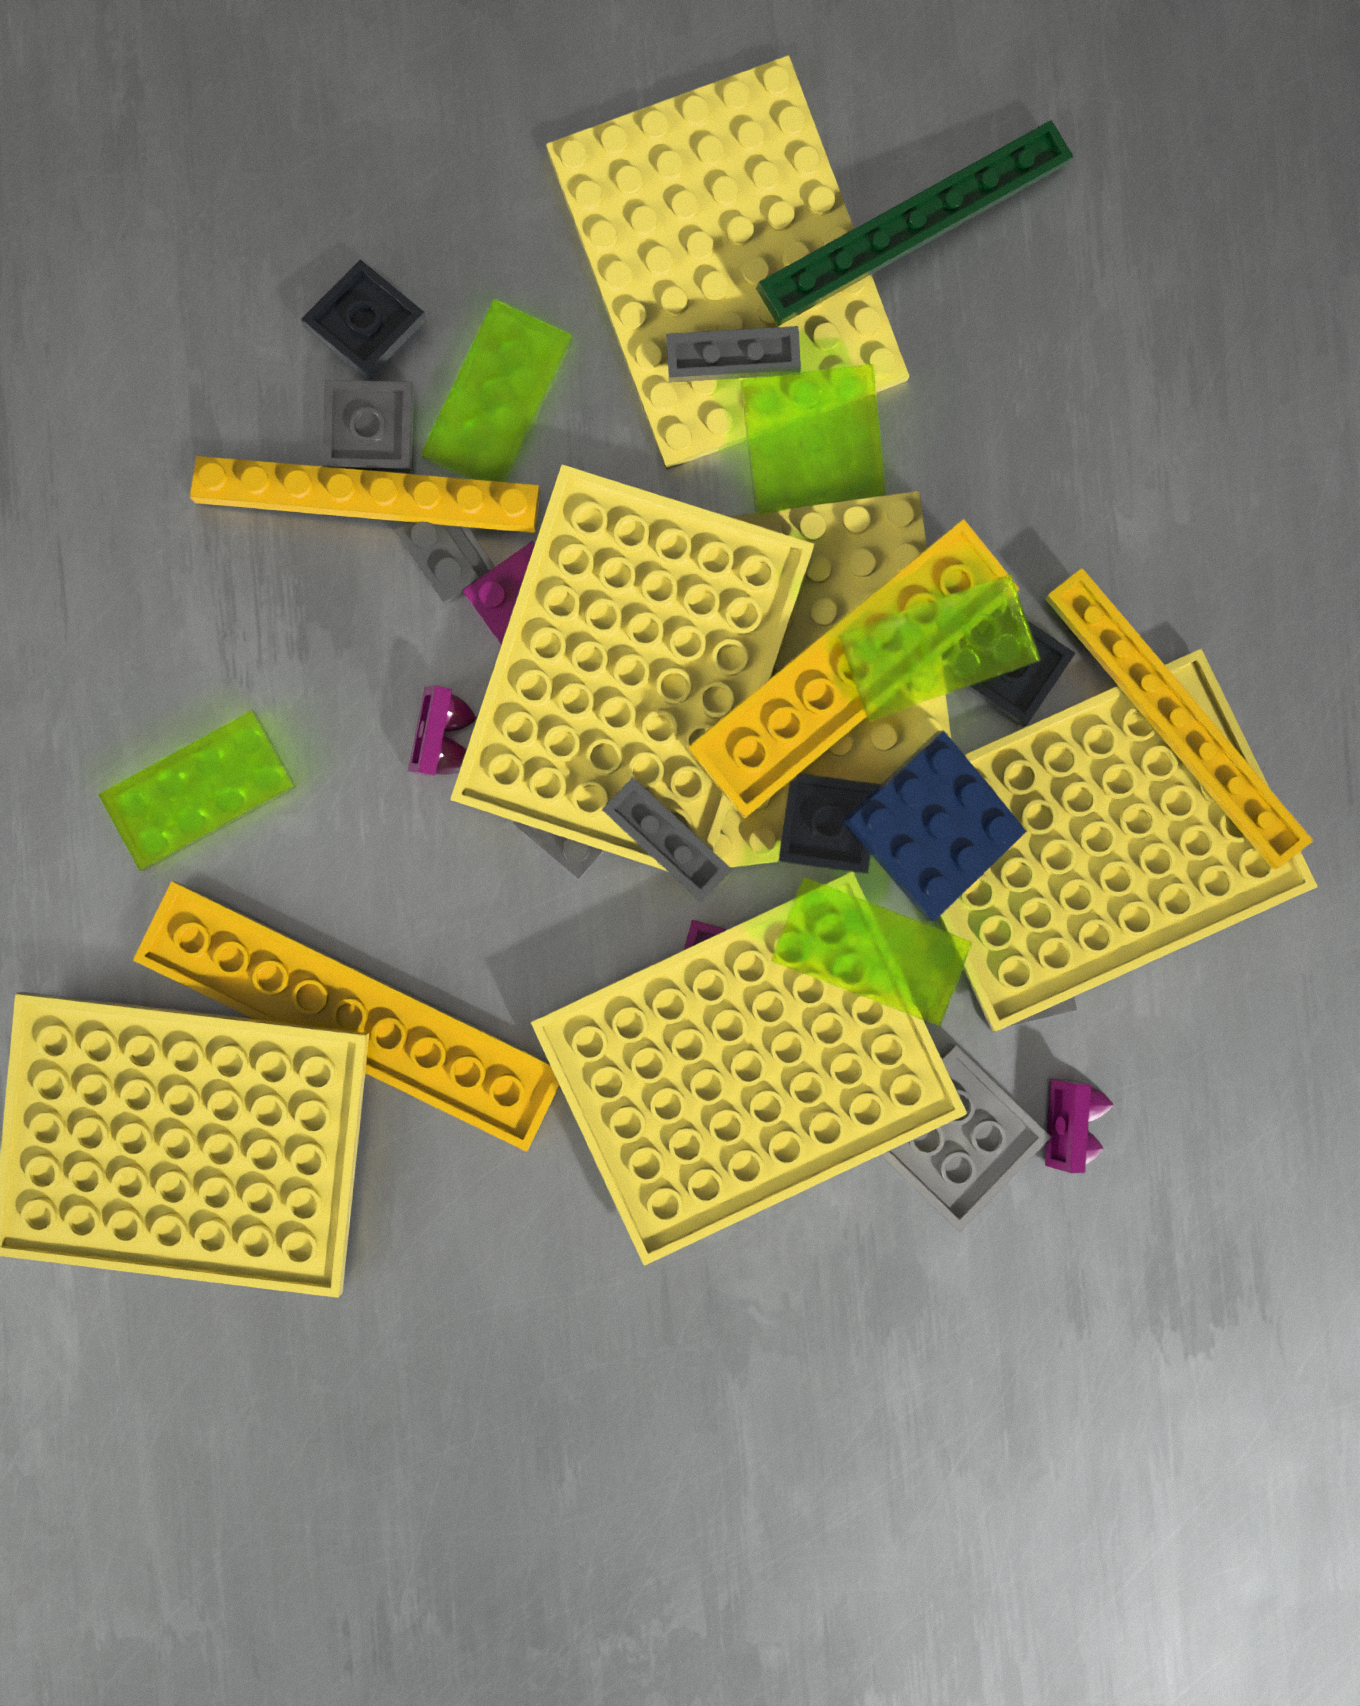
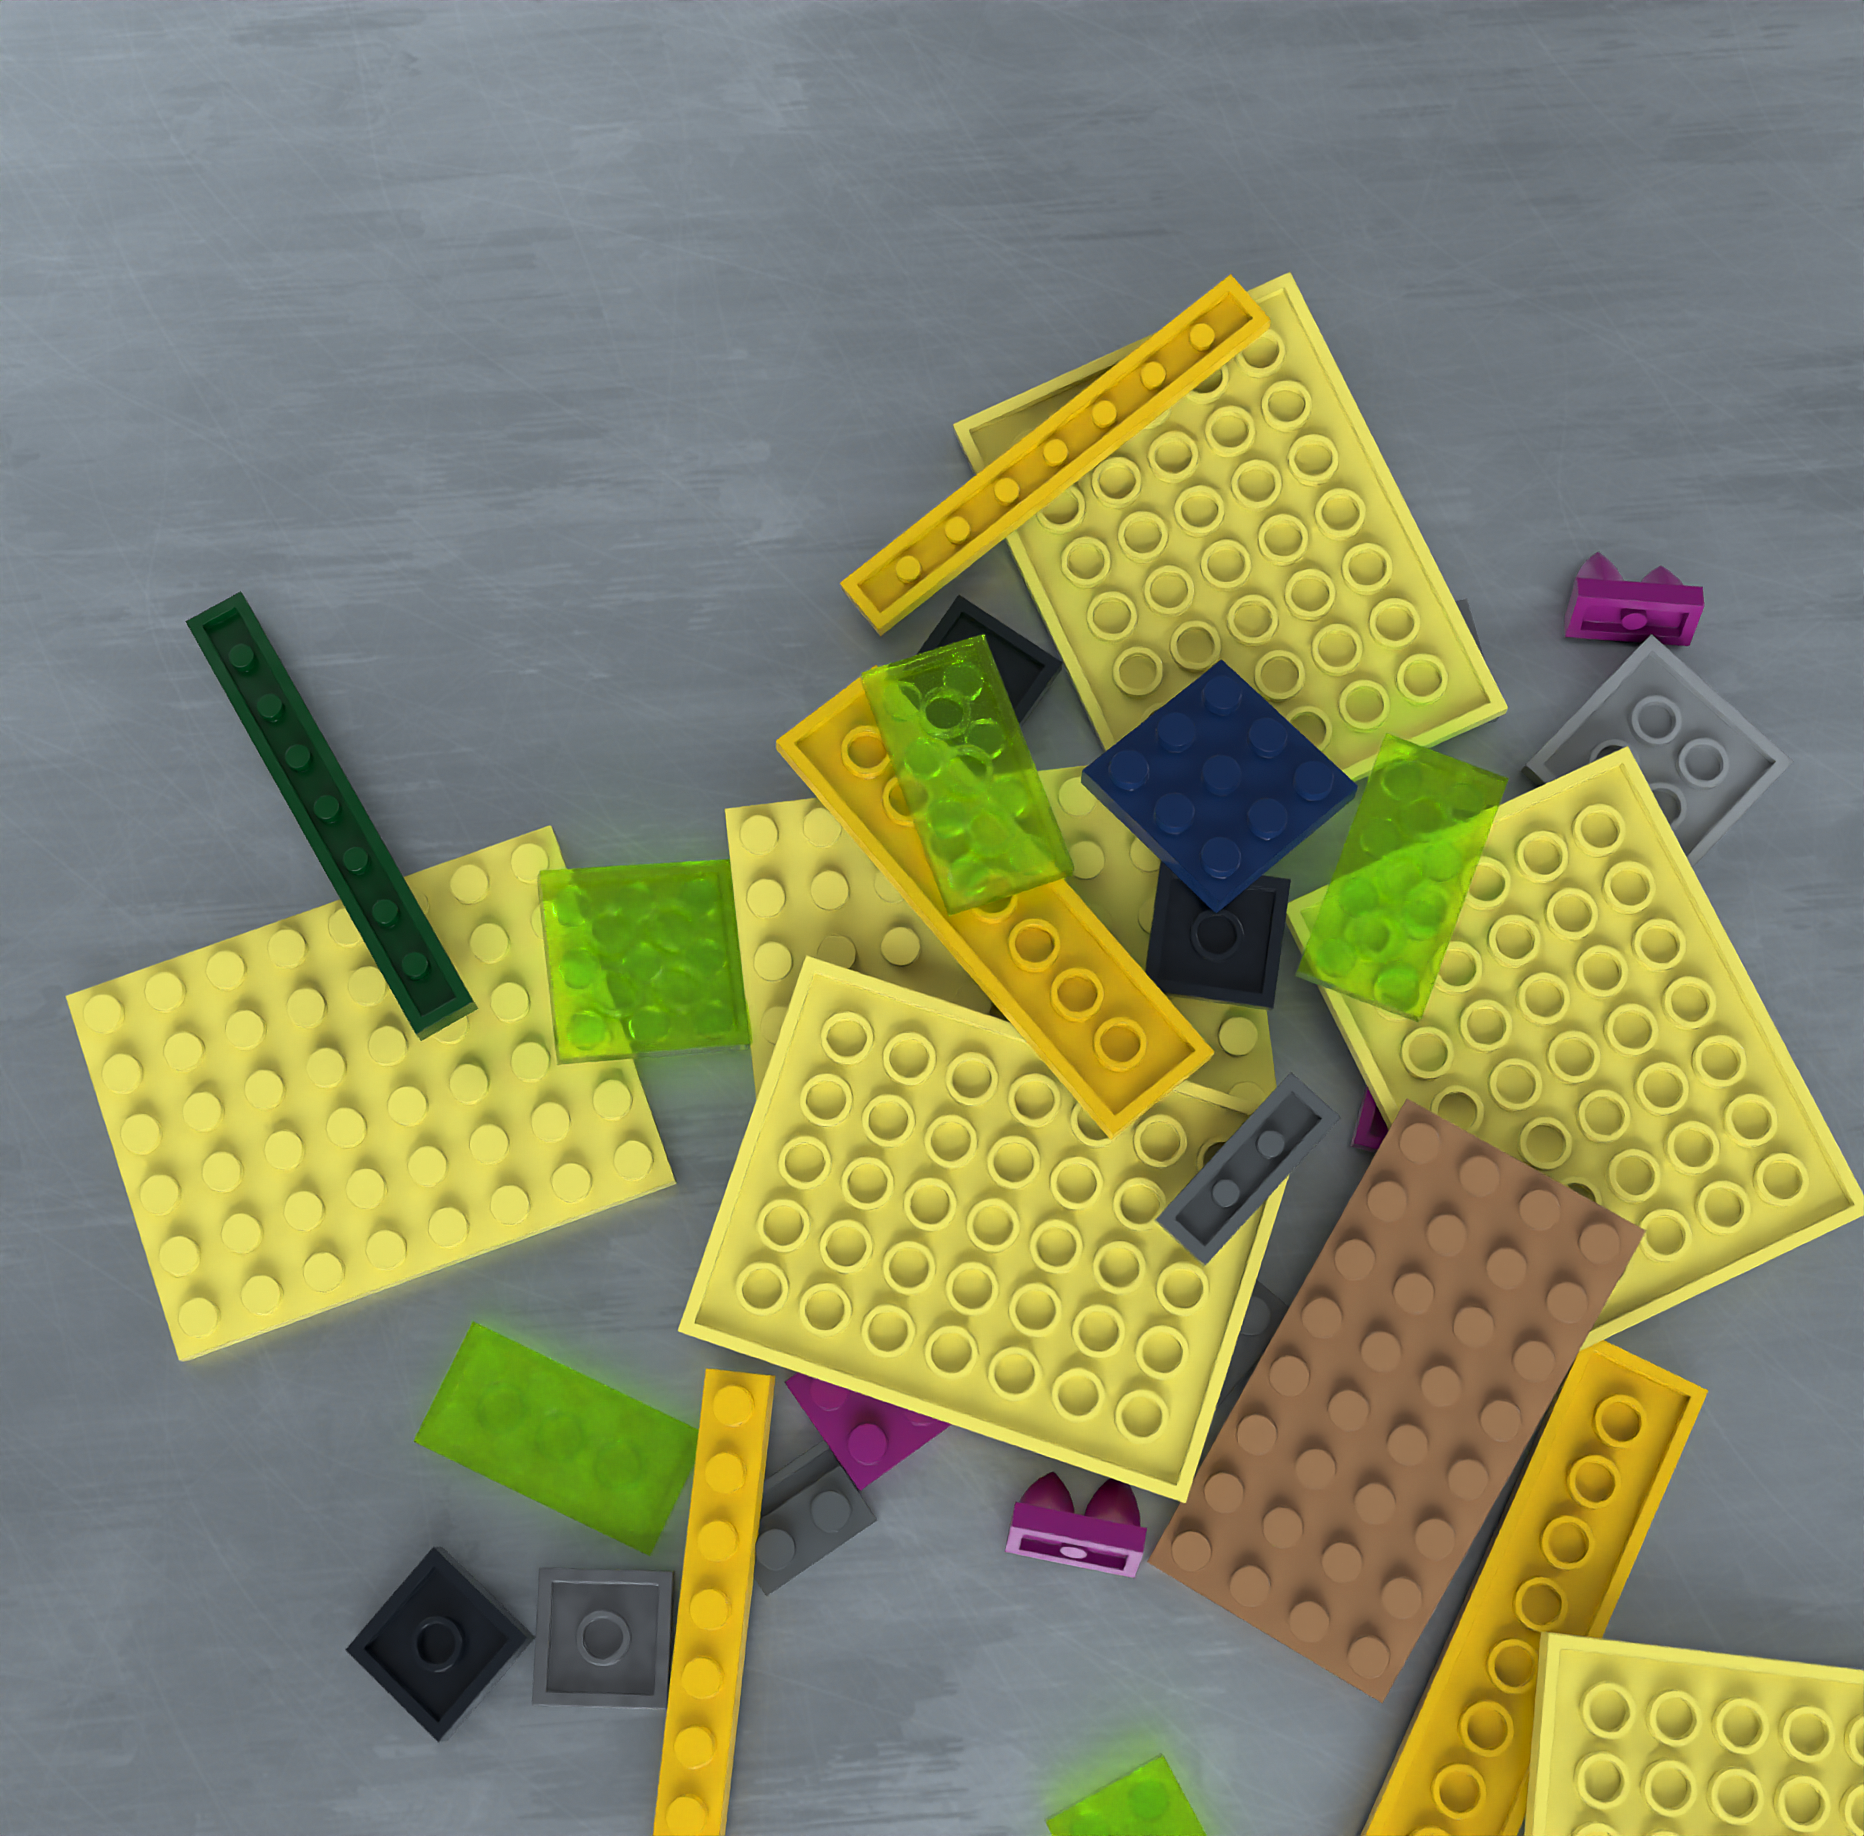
camera: 90 degrees left, 10 degrees down
(522, 942) = (1395, 1398): none -> medium nougat plate
(733, 354) = (516, 1075): dark grey plate -> none

